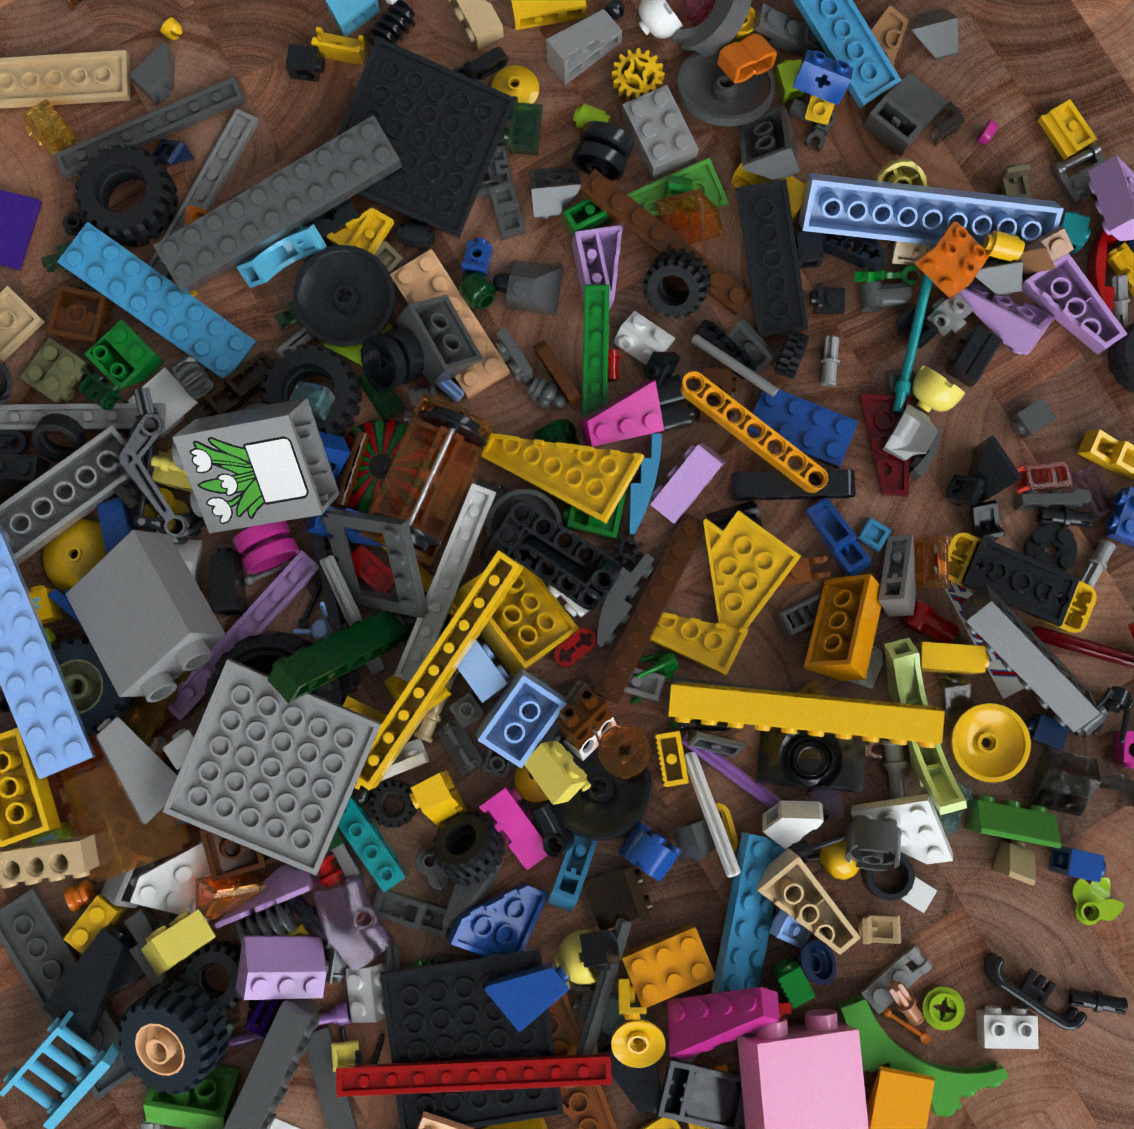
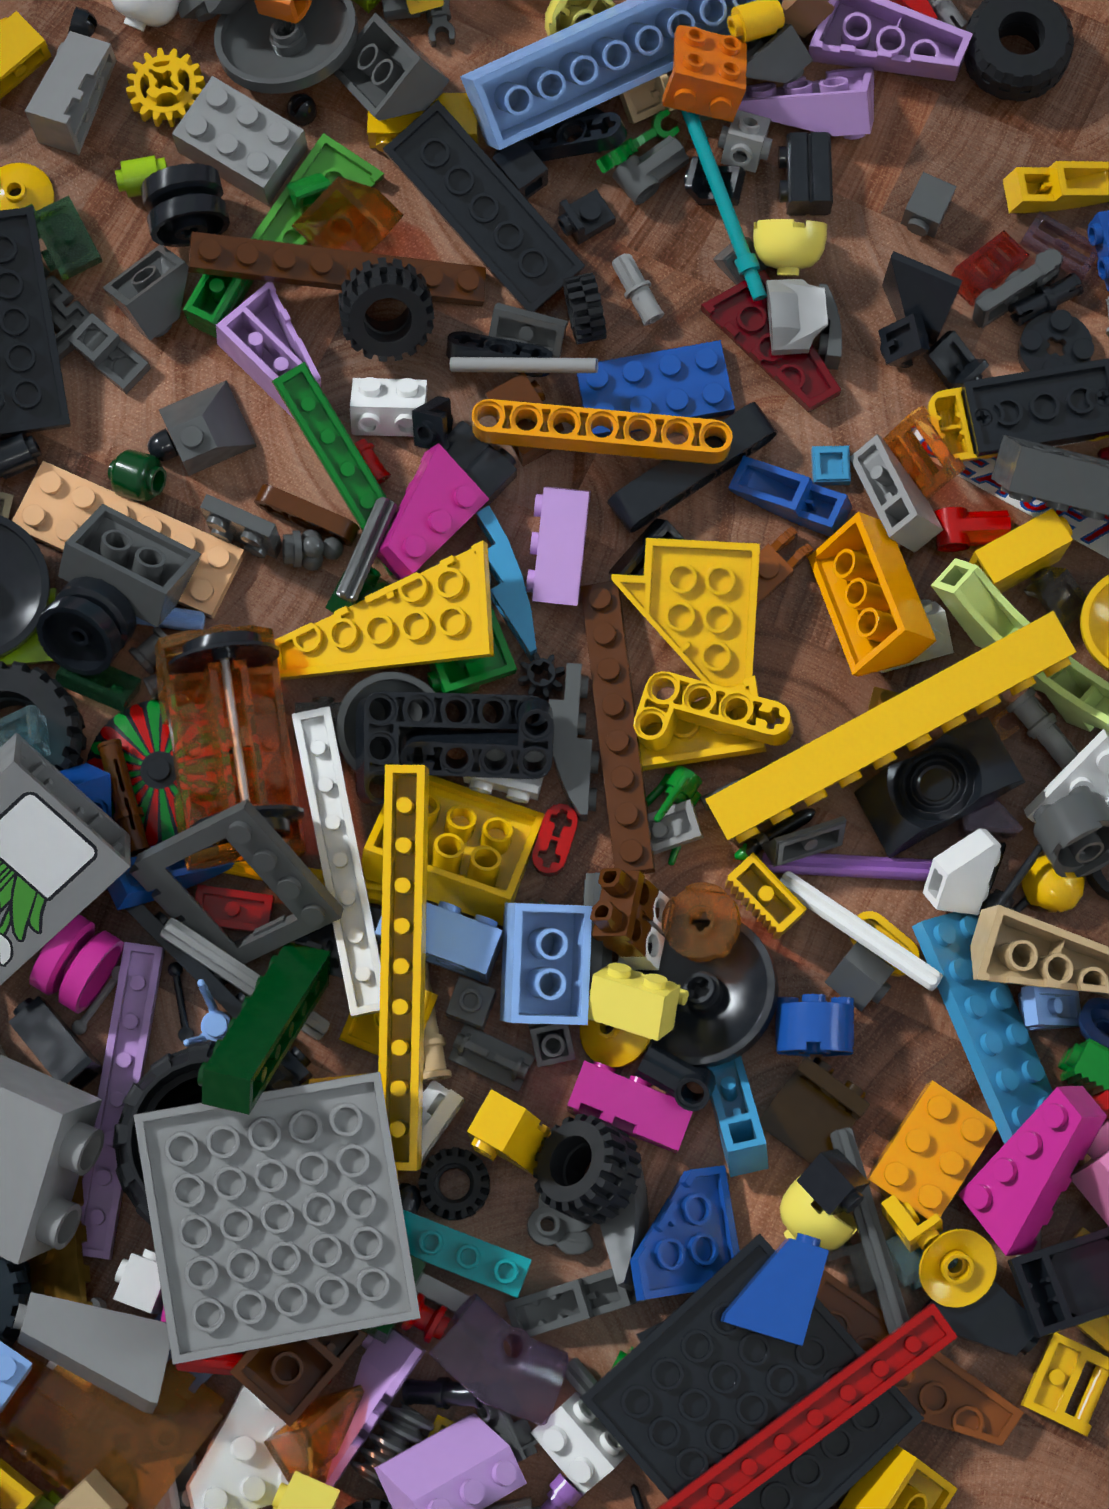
camera: 35 degrees left, 5 degrees down
(481, 264) = (111, 445): blue brick -> none
(575, 415) = (366, 549): none -> dark grey axle
(708, 139) = (306, 112): none -> black hinge
(709, 638) = (714, 716): none -> yellow beam
(787, 621) = (795, 638): dark grey slope -> none

